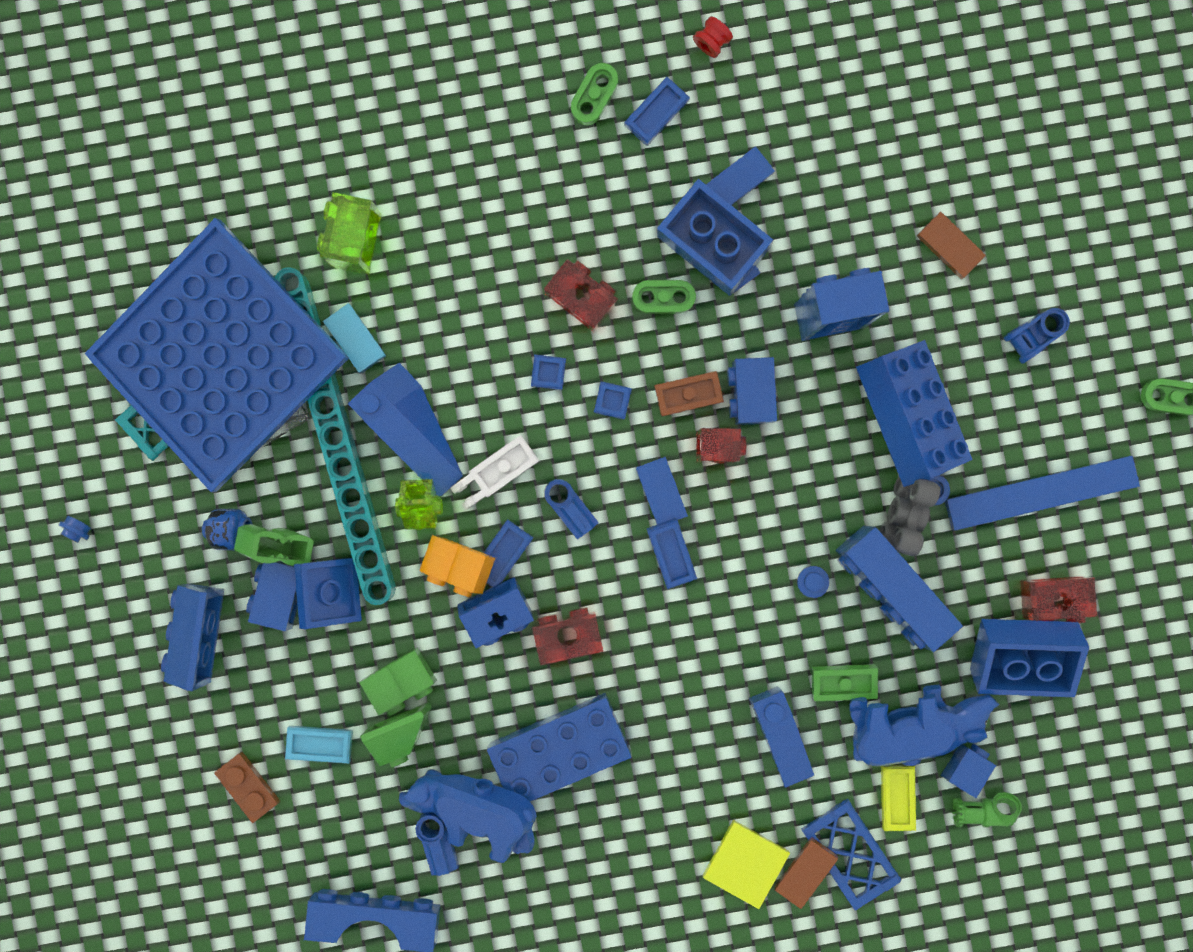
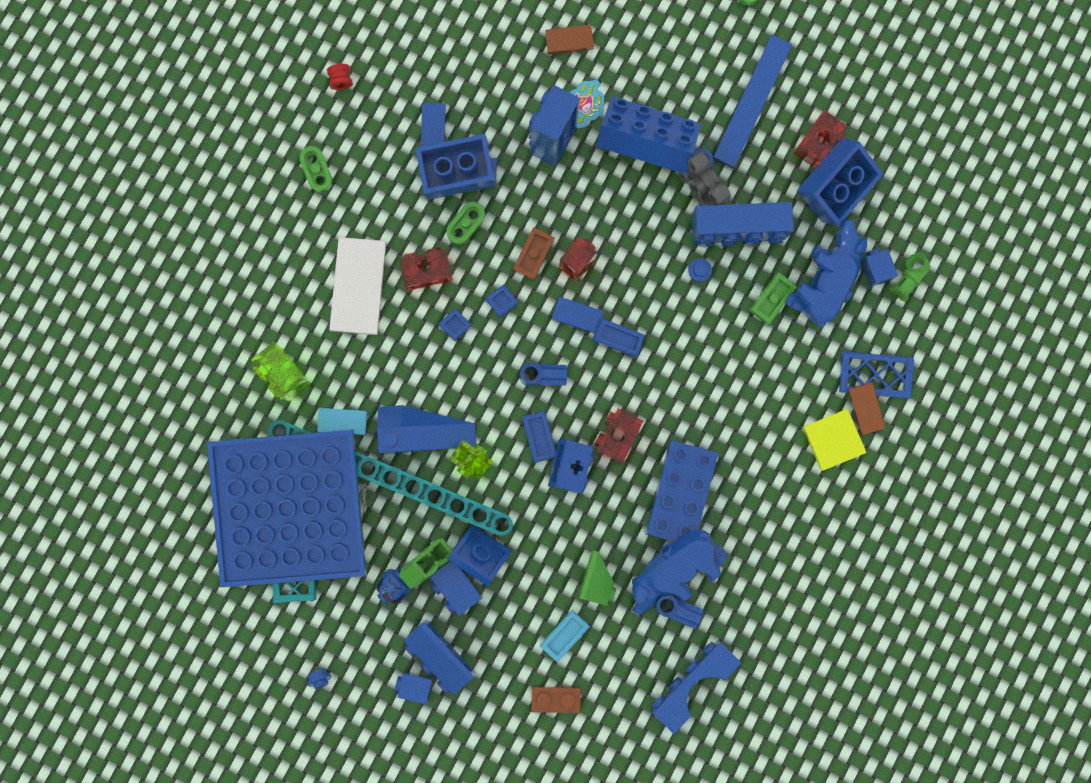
camera: 60 degrees left, 5 degrees down
(142, 633) = (414, 687): none -> blue brick
(398, 682) = (565, 557): bright green brick -> none
(456, 565) = (525, 466): light orange brick -> none
(497, 470) = (488, 399): white hinge -> none
(507, 238) = (358, 286): none -> white tile
(656, 111) = (355, 142): blue tile -> none
(753, 391) = (562, 216): blue brick -> none
(782, 736) = (775, 358): blue slope -> none
(898, 798) = (864, 321): neon yellow tile -> none
(901, 321) = (590, 102): none -> sticker
(1033, 335) = (659, 34): blue piece -> none

